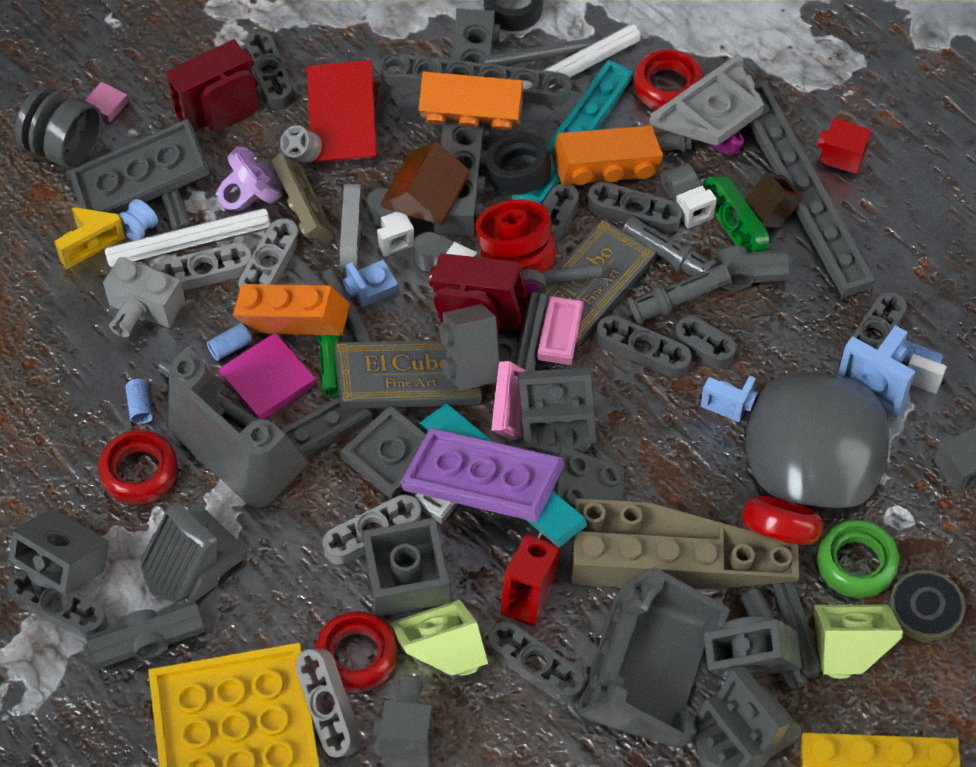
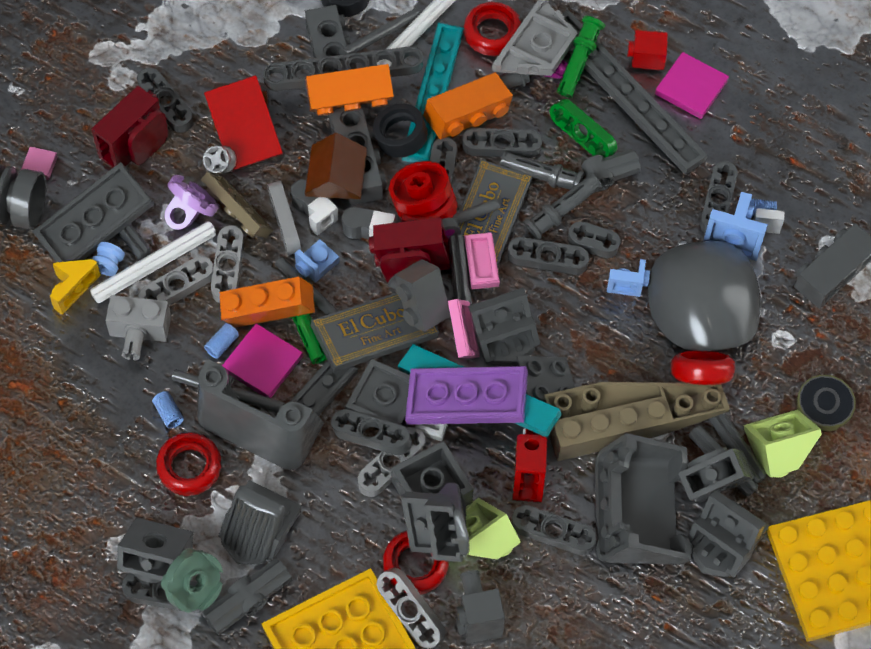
camera: 20 degrees left, 5 degrees up
(64, 588) = (178, 578): none -> sand green plate
(363, 501) = (380, 440): none -> dark grey beam
(389, 607) = (437, 523): none -> dark grey piece
(685, 189) = (537, 117): leg -> none
(767, 121) = (584, 45): none -> green pin
(773, 199) = (610, 109): dark brown brick -> none
(854, 585) = (773, 361): bright green wheel -> none
(885, 199) = (691, 85): none -> dark pink tile

